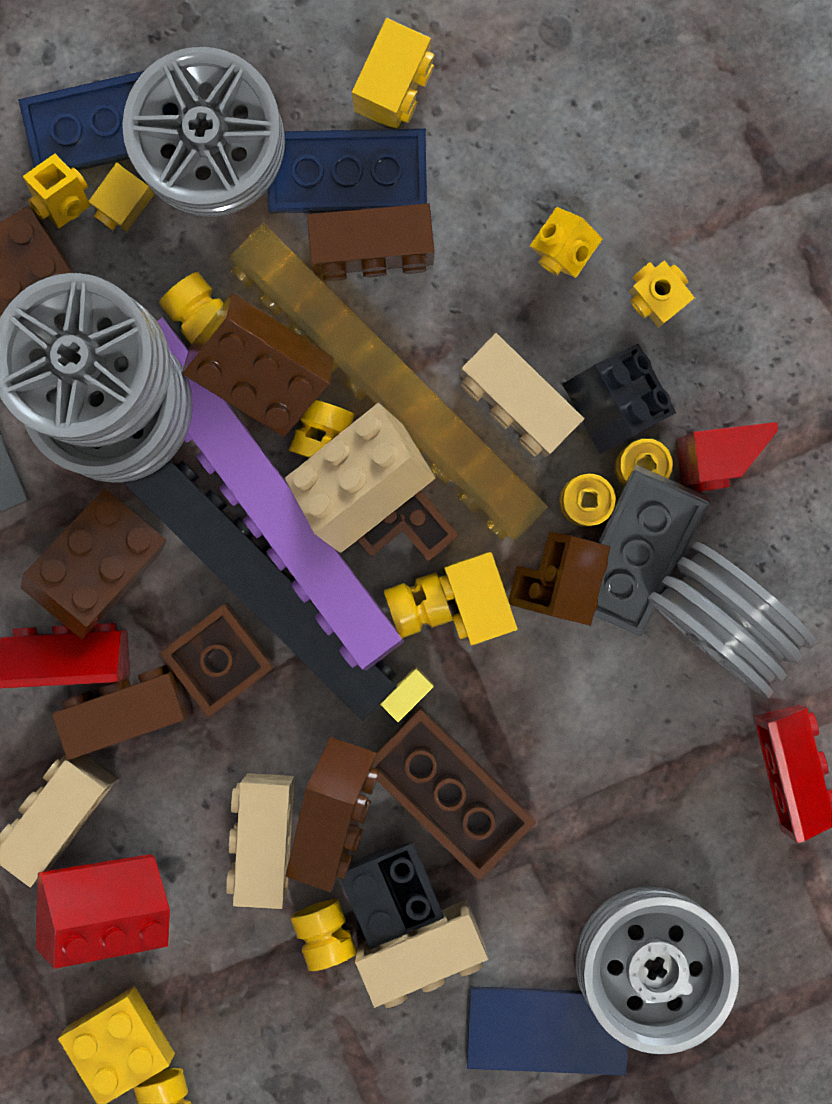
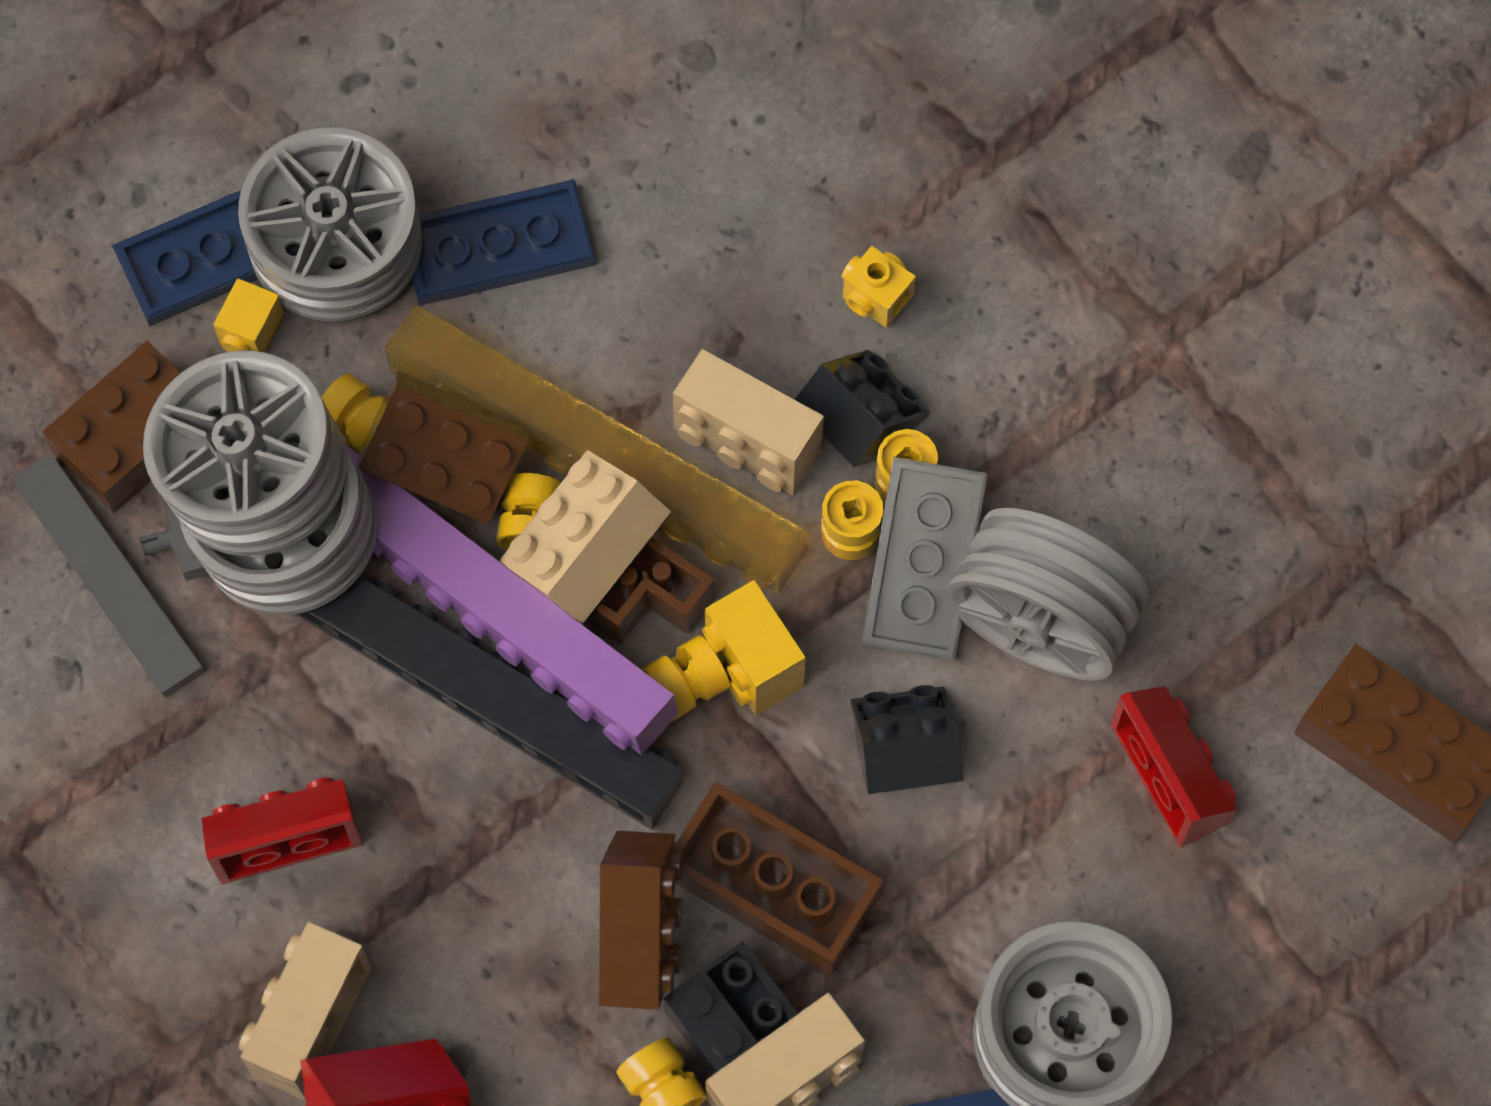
camera: 15 degrees left, 20 degrees down
(56, 191) = (175, 323): yellow brick -> none
(92, 563) = (295, 708): reddish brown brick -> none
(121, 712) = (365, 867): reddish brown brick -> none
(217, 659) = (464, 788): reddish brown brick -> none
(261, 840) = (560, 980): tan brick -> none
(371, 241) = (542, 296): reddish brown brick -> none
(392, 74) = (526, 126): yellow brick -> none
(407, 694) = (695, 779): light yellow piece -> none
(565, 243) = (758, 257): yellow brick -> none
(566, 581) = (848, 604): reddish brown brick -> none
(585, 696) = (907, 739): none -> black slope
(716, 456) = (987, 419): red slope -> none

